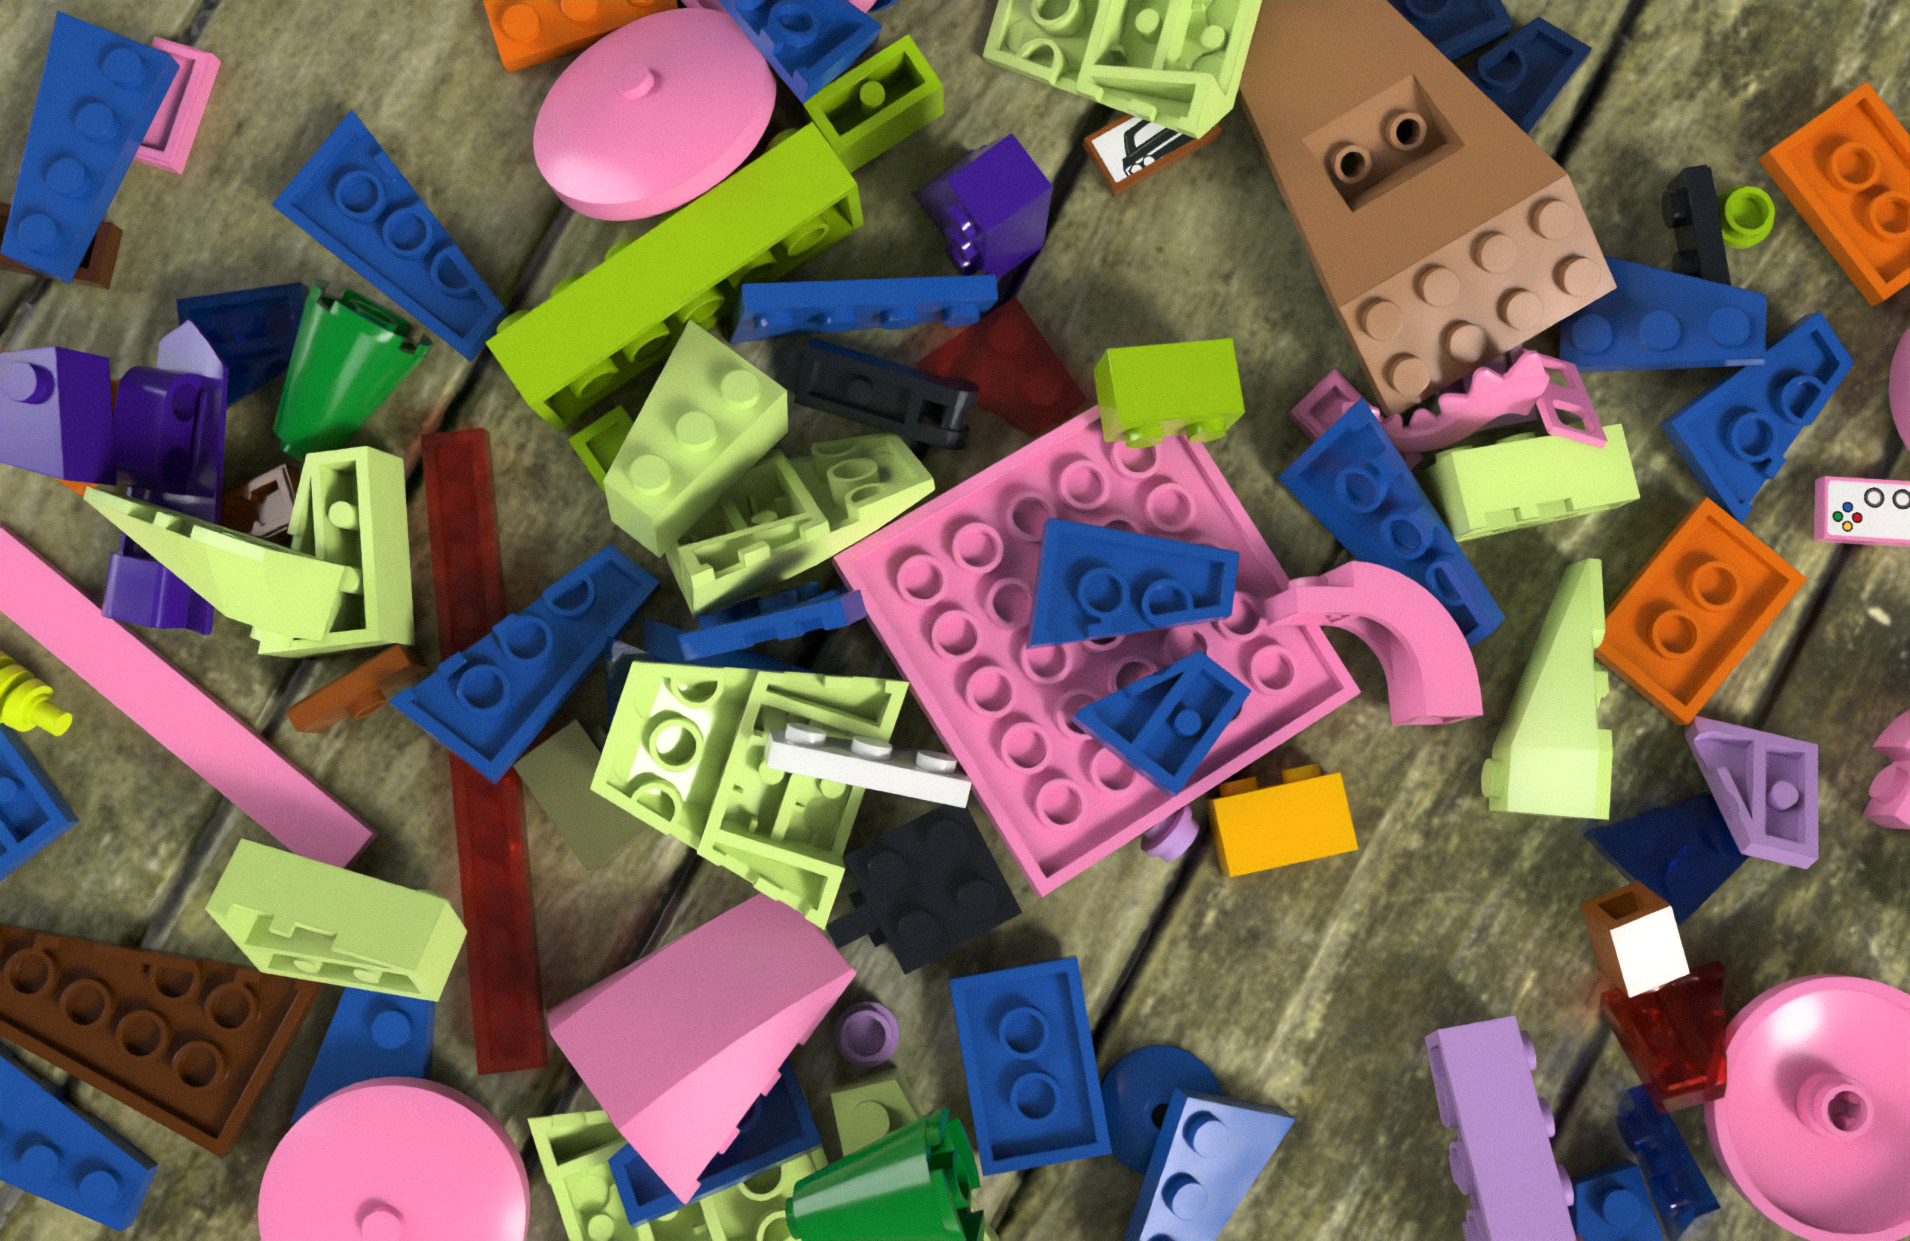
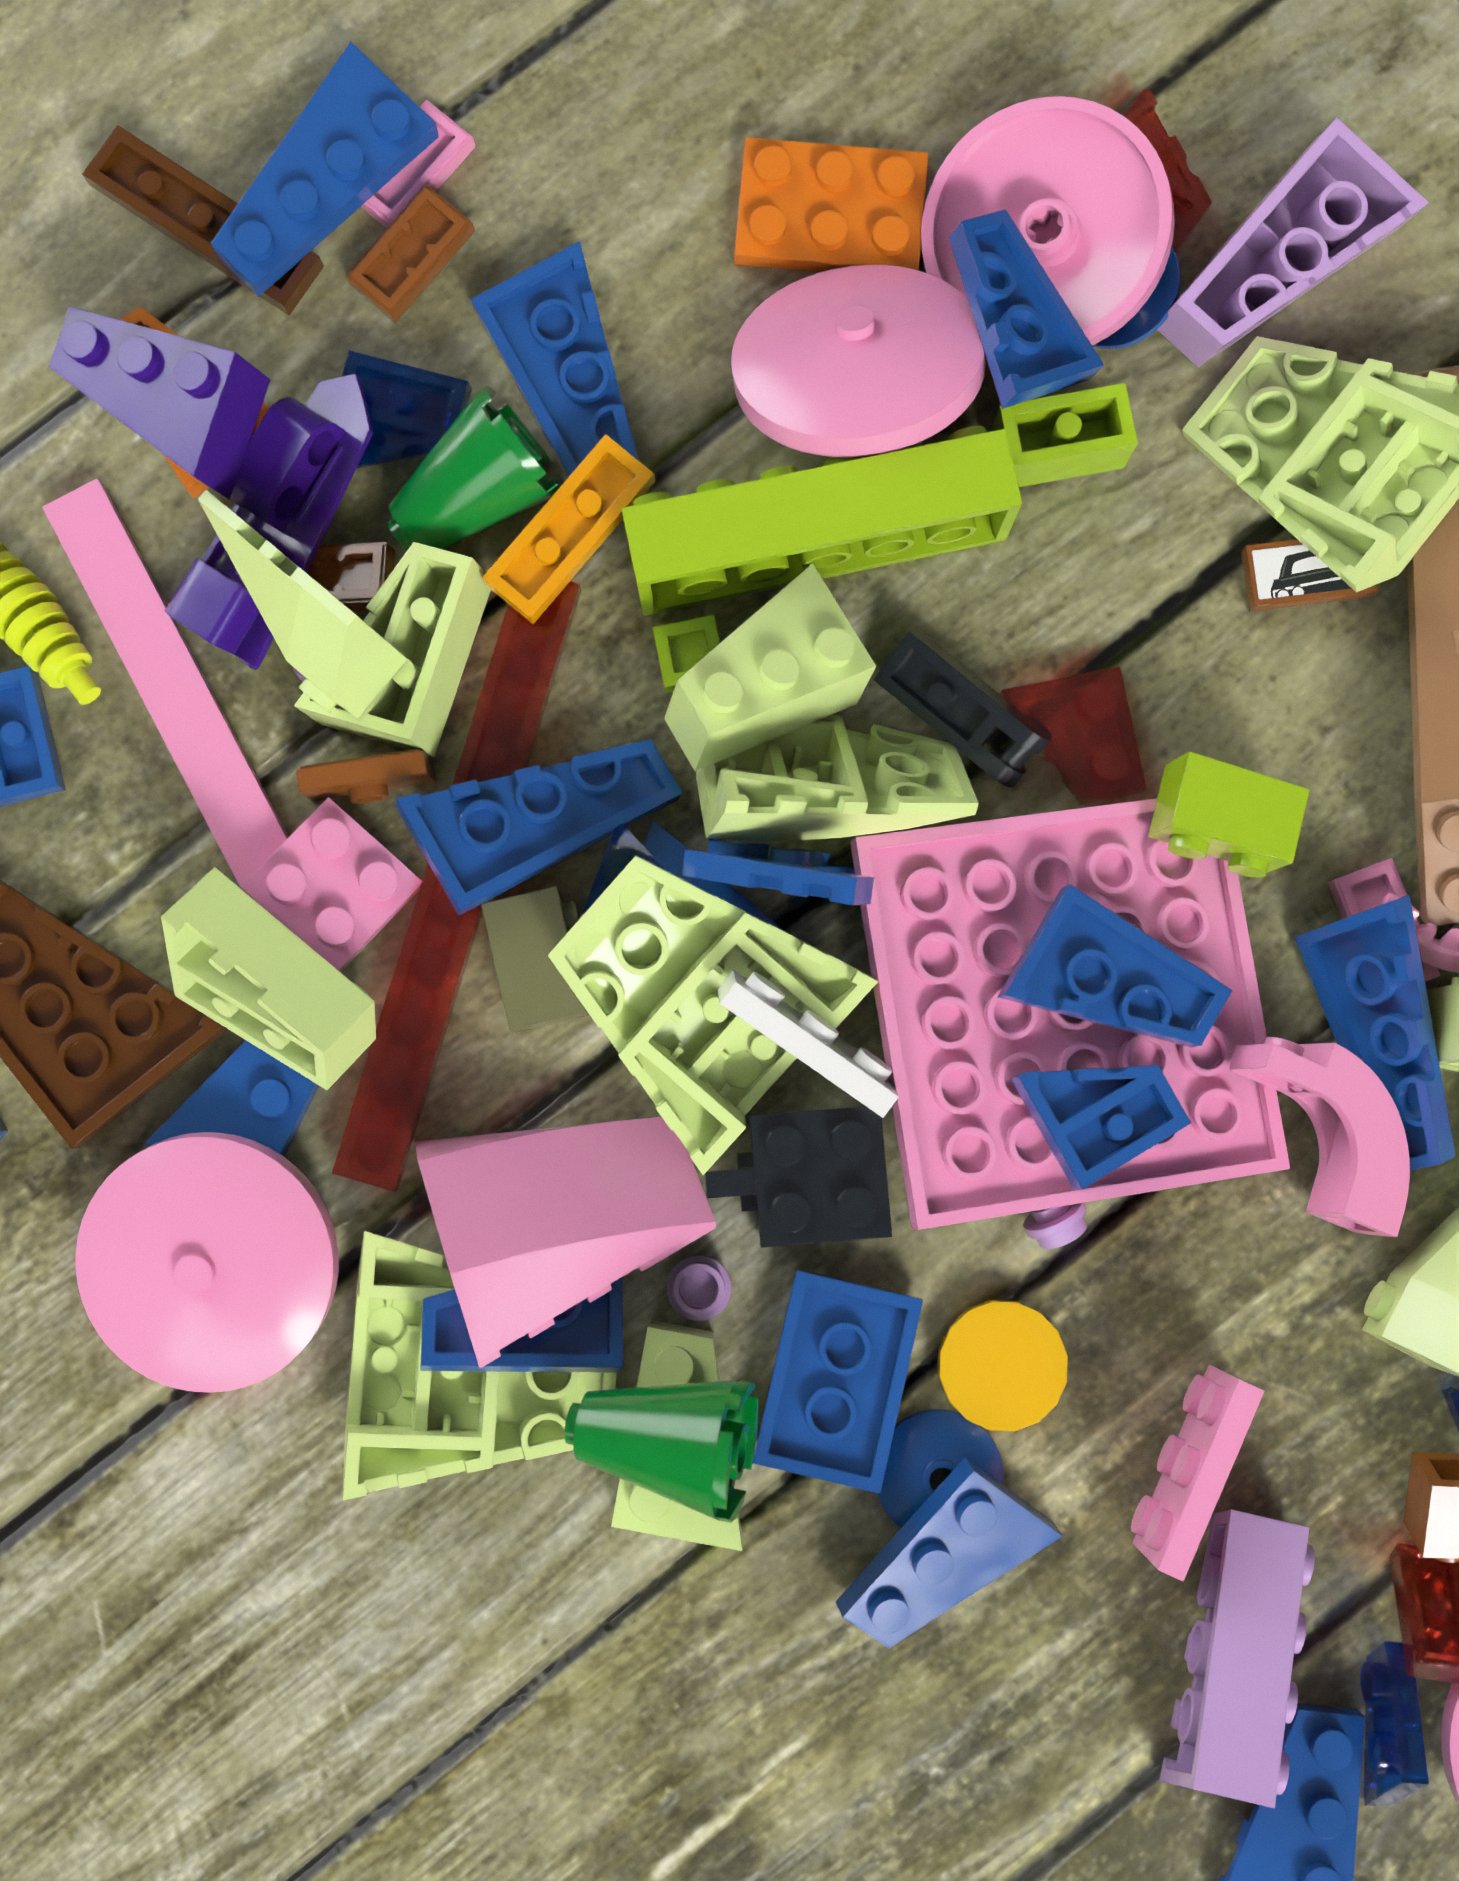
camera: 25 degrees right, 0 degrees up
(198, 185) = (410, 253): none -> dark orange plate
(366, 807) = (332, 884): none -> bright pink plate
(448, 382) = (568, 529): none -> light orange plate
(834, 306) = (964, 611): blue wing -> none
(989, 208) = (1132, 574): dark purple wedge -> none
(1176, 985) = (1002, 1365): none -> yellow tile
(1281, 821) = (1164, 1257): yellow brick -> none
(1389, 1008) = (1194, 1470): none -> bright pink plate

